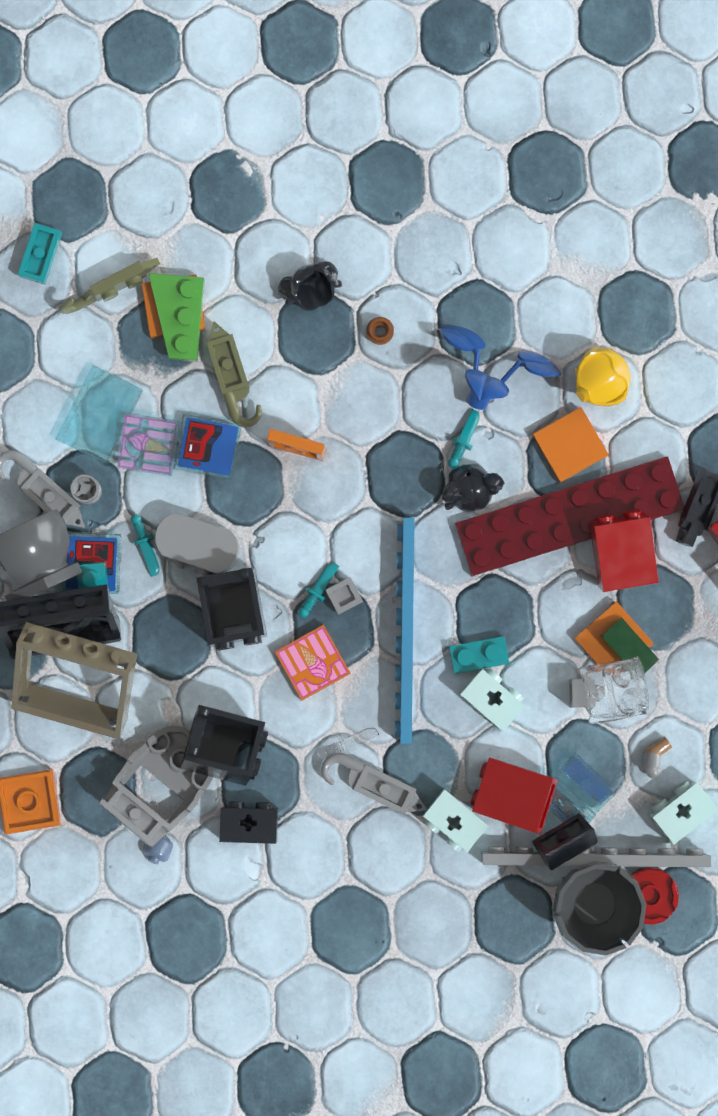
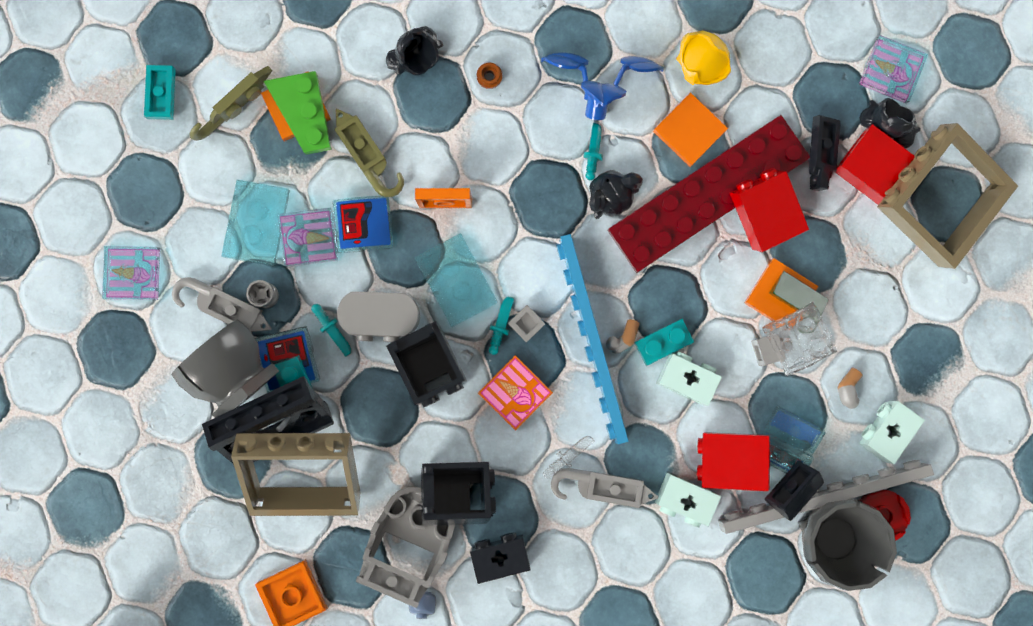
camera: 25 degrees left, 0 degrees up
(285, 531) = (456, 280): none -> clear light blue tile
(442, 641) = (625, 341): none -> arm

